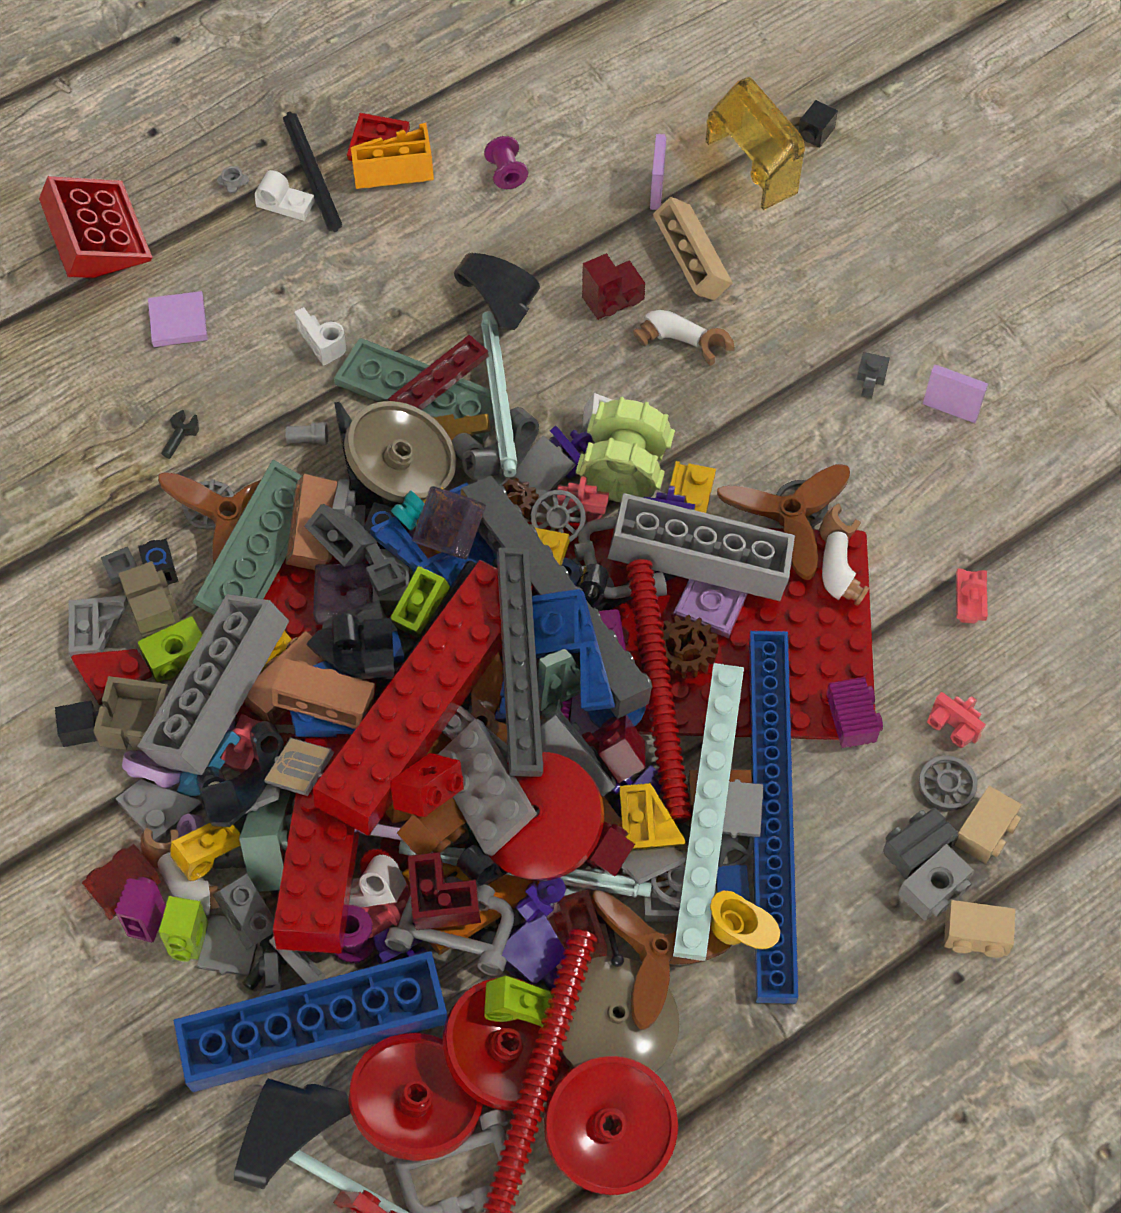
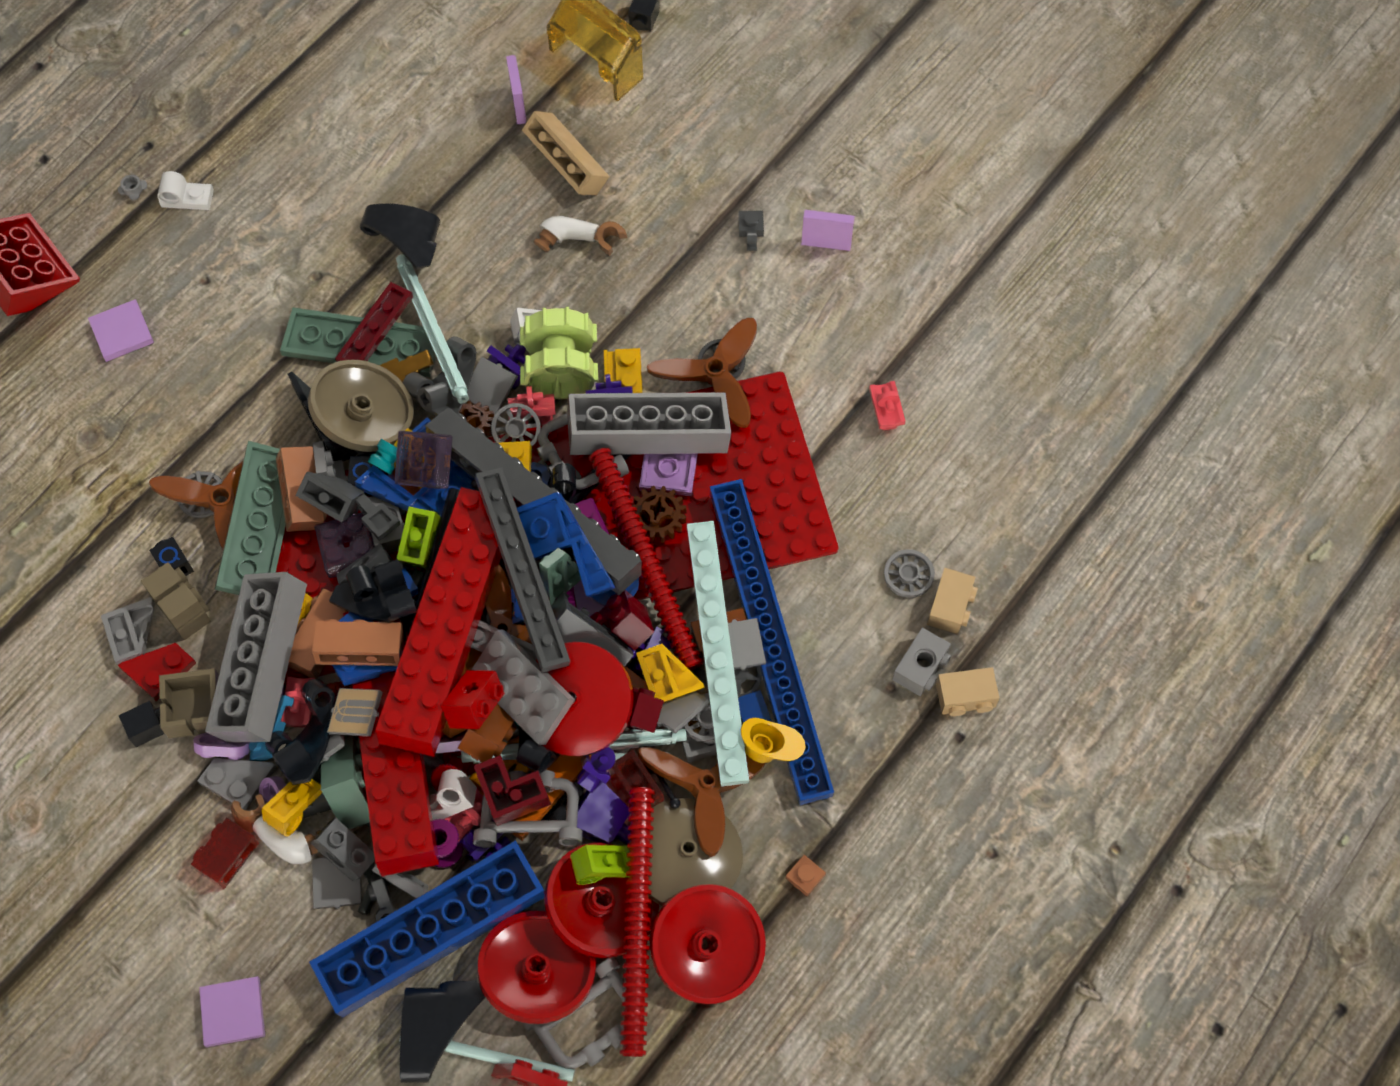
camera: 15 degrees left, 5 degrees up
(78, 1052) = (232, 1011): none -> lavender tile
(118, 562) = (136, 570): dark grey plate -> none
(141, 909) = (250, 873): magenta brick -> none
(158, 646) = (194, 636): lime brick -> none
(181, 430) = (154, 435): pearl dark grey bar -> none
(183, 928) = (293, 879): lime brick -> none
(312, 172) = (203, 162): black axle -> none
(315, 433) = (277, 405): light grey pin -> none
(324, 339) = (255, 315): white plate -> none
(373, 127) = (253, 115): red wing -> none
(394, 160) = (276, 134): light orange wedge -> none
(509, 171) = (382, 120): magenta hose -> none
(610, 287) = (503, 206): dark red brick -> none
(741, 1081) = (805, 875): none -> nougat plate
(836, 572) = (768, 414): piece -> none
(854, 712) = (815, 534): magenta brick -> none
(919, 841) = (899, 631): dark grey brick -> none
(960, 716) = (905, 513): coral hips -> none

